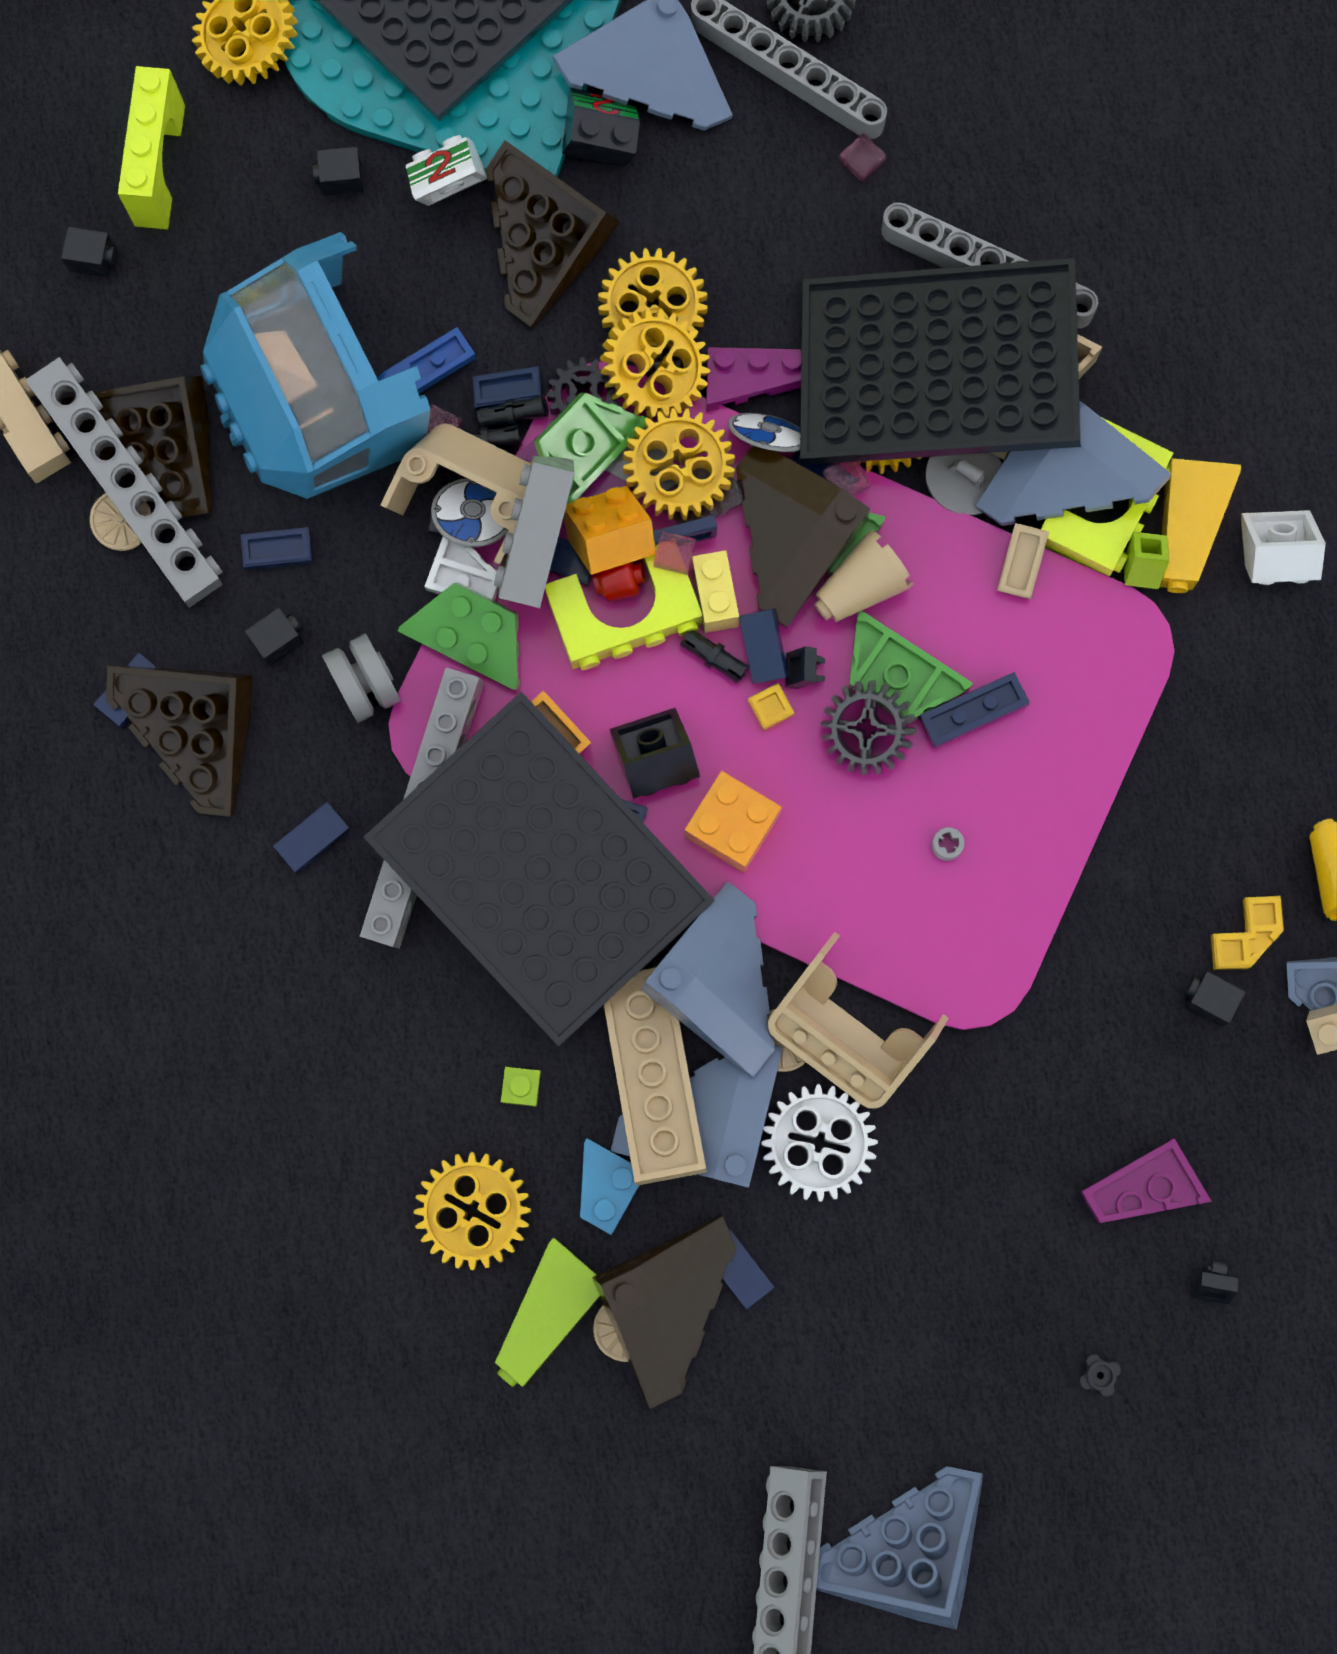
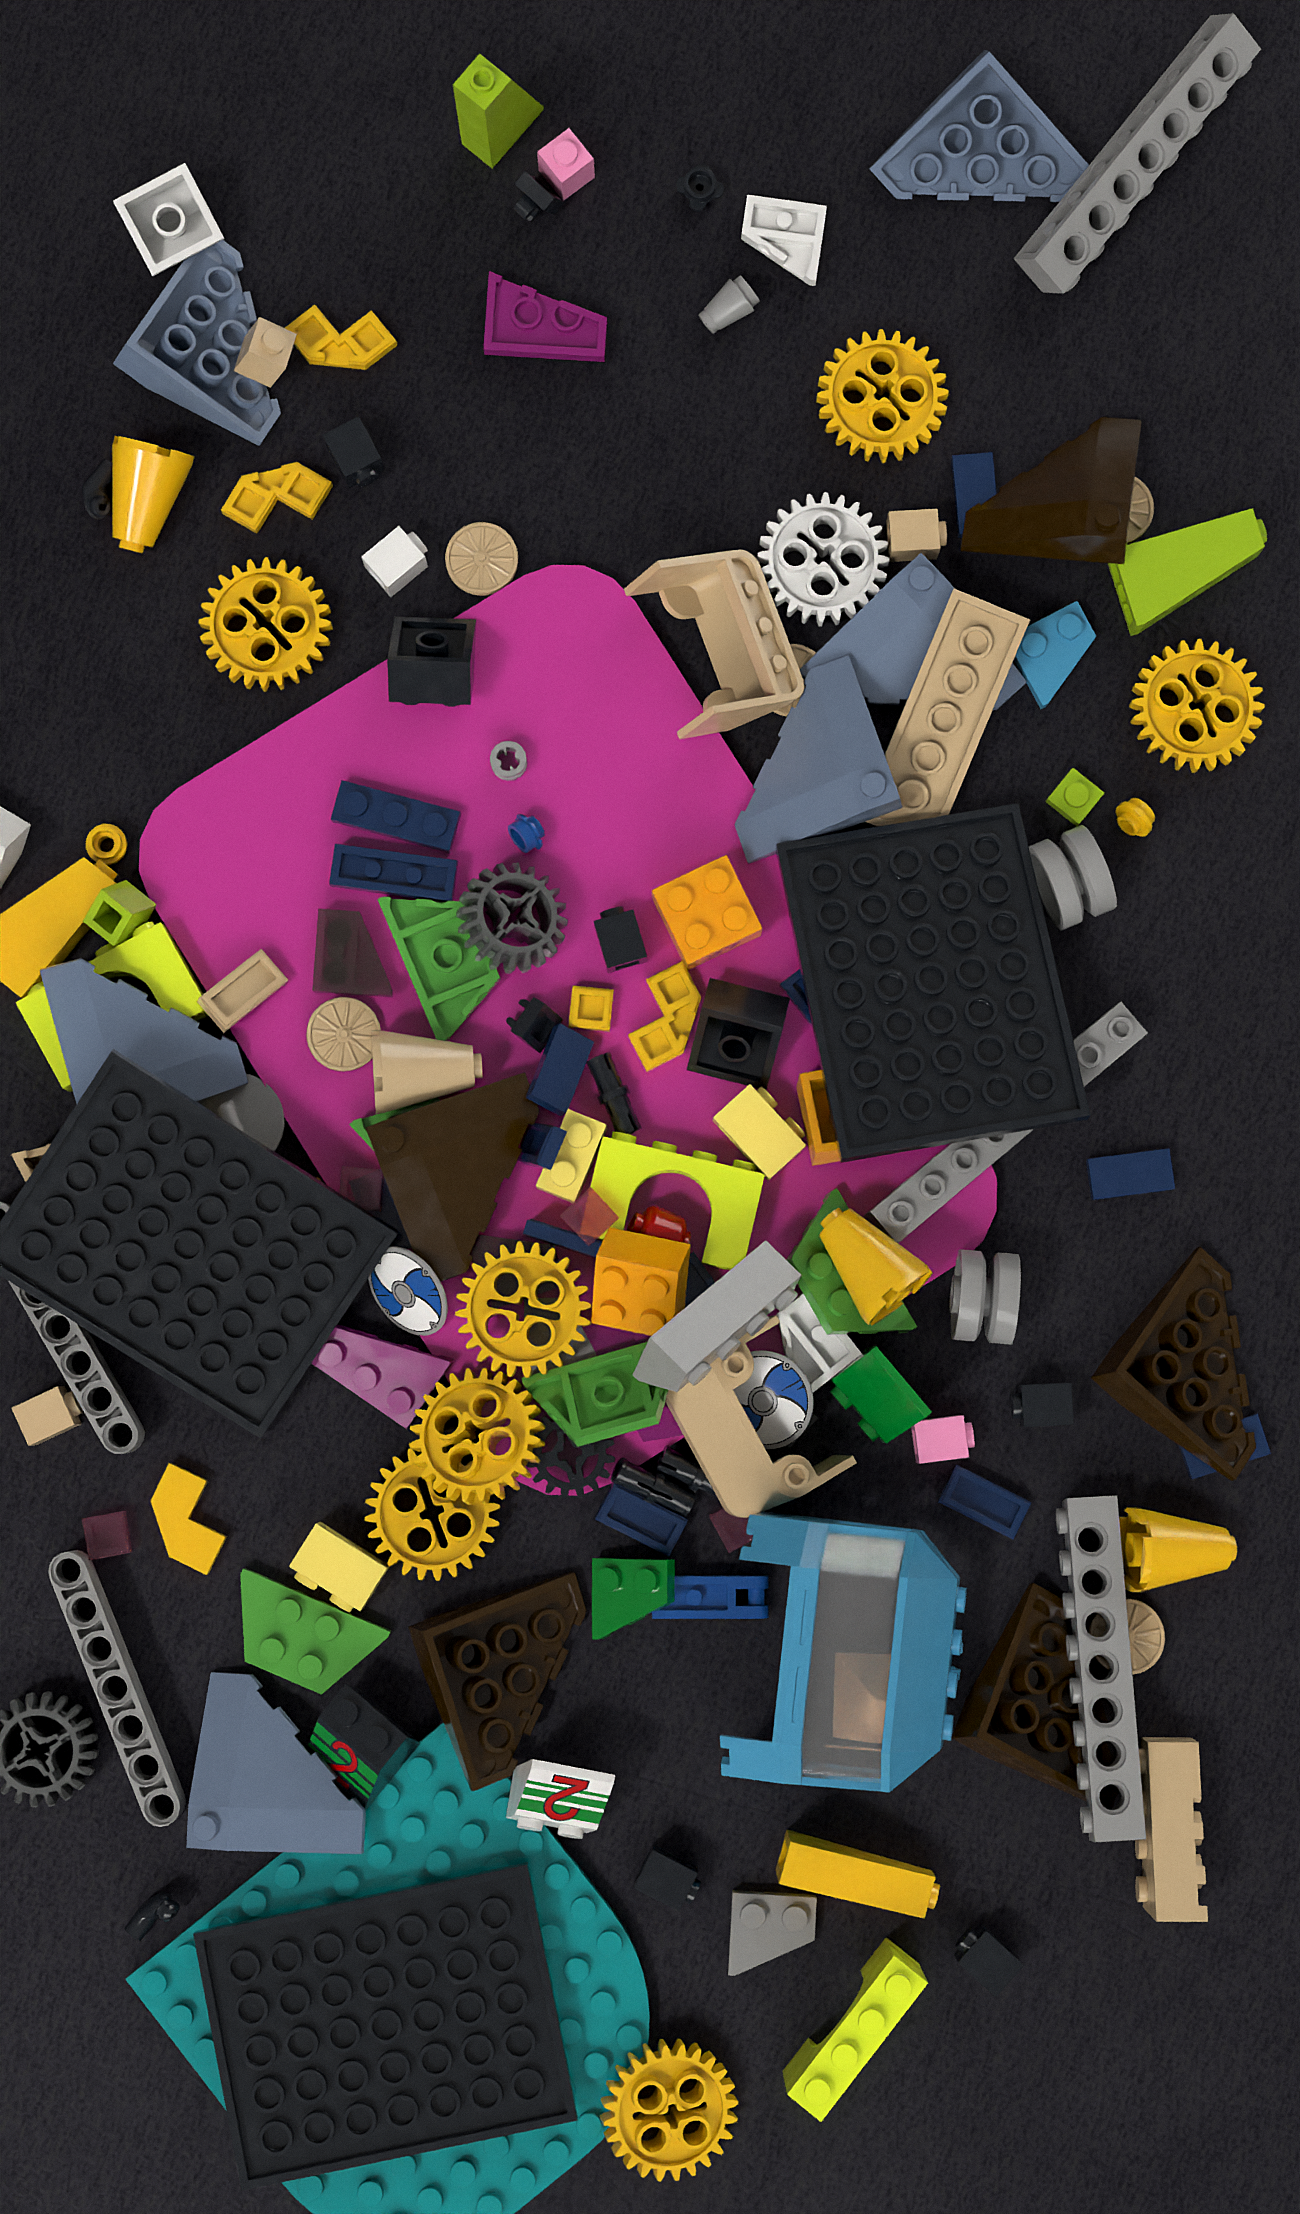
camera: 150 degrees left, 5 degrees up
(124, 591) = (1170, 1549): none -> yellow cone
(213, 246) = (855, 1875): none -> yellow slope
(251, 186) = (768, 1926): none -> light grey wing
(332, 568) = (942, 1439): none -> bright pink brick
(392, 567) = (878, 1396): none -> green slope
(456, 640) = (871, 1264): none -> yellow cone
(466, 1097) = (1135, 817): none -> yellow plate
(484, 1016) = (1072, 877): none -> light grey wheel
(485, 335) = (628, 1591): none -> green wing
(594, 693) = (760, 1131): none -> light yellow brick
(688, 175) = (301, 1634): none -> bright green wing
(692, 229) = (338, 1567): none -> light yellow brick
(703, 723) = (669, 1034): none -> yellow tile
(740, 581) = (541, 1145): none -> dark blue tile
(762, 1205) = (914, 533): none -> tan brick
(782, 764) = (620, 939): none -> black brick
(810, 187) = (183, 1537): none -> yellow tile
(850, 1330) = (908, 372): none -> yellow gear
(899, 799) = (526, 833): none -> blue plate
(935, 578) = (342, 1033): none -> tan wheel
(957, 201) = (48, 1415): none -> tan brick
(966, 631) = (347, 957): none -> clear smoke wing
(1000, 753) = (395, 816): none -> dark blue plate
(1010, 1380) = (786, 233): none -> white wing
(1016, 1295) = (729, 305): none -> light grey cone
(1052, 878) = (431, 661): none -> black slope
(1068, 983) = (481, 558): none -> tan wheel
(1128, 939) = (396, 560): none -> white brick
(1193, 801) = (239, 648): none -> yellow gear
(1194, 598) = (103, 832): none -> yellow plate
(1211, 1323) = (566, 164): none -> bright pink brick
(1268, 1083) = (354, 348): none -> yellow tile
(1293, 1325) = (491, 110): none -> lime slope

